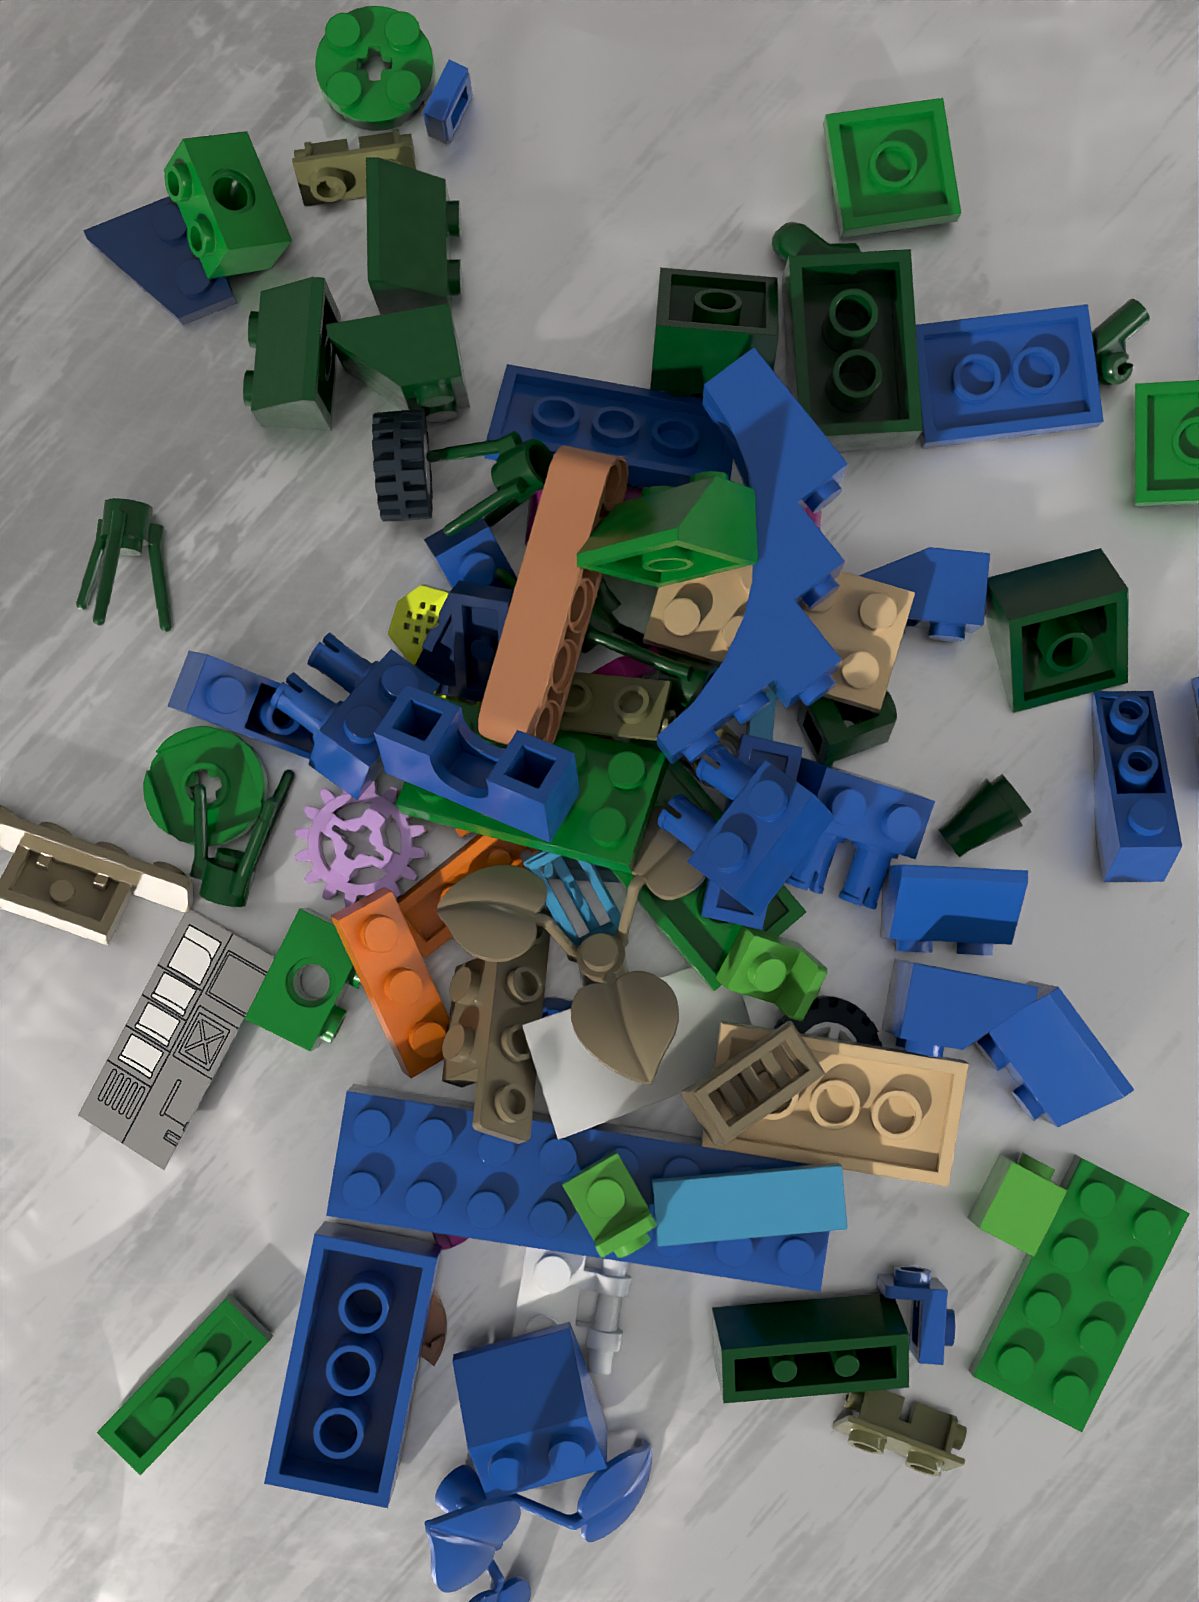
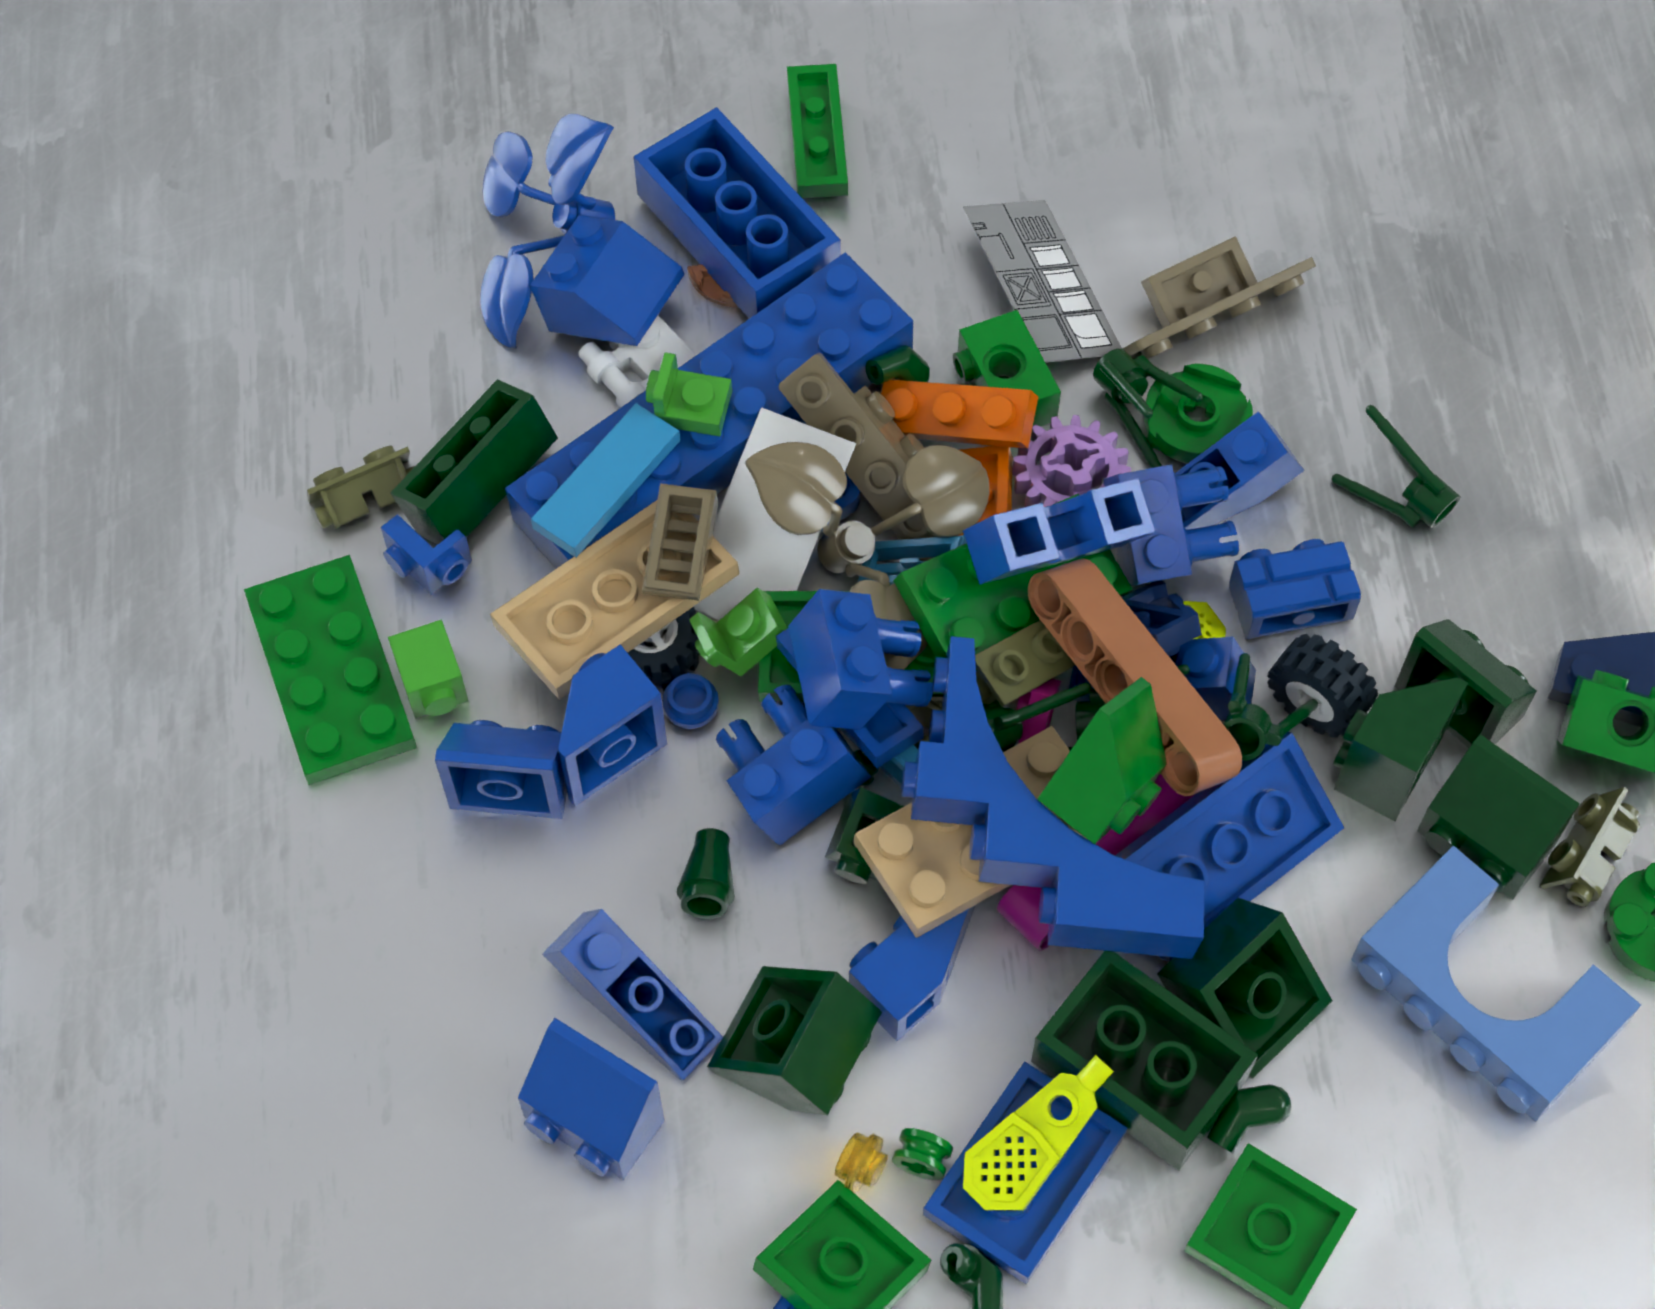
camera: 135 degrees right, 25 degrees down
(317, 567) = (1294, 588): none -> blue brick
(384, 1073) = (897, 363): none -> dark green arm
(448, 102) = (1592, 940): blue tile -> none
(583, 76) = (1523, 1059): none -> medium blue arch
(850, 969) = (690, 701): none -> blue plate
(951, 906) = (673, 789): blue slope -> none
(994, 373) = (1040, 1132): none -> neon yellow piece
(1059, 459) = (922, 1154): none -> green bush
(1106, 497) = (861, 1161): none -> clear yellow plate

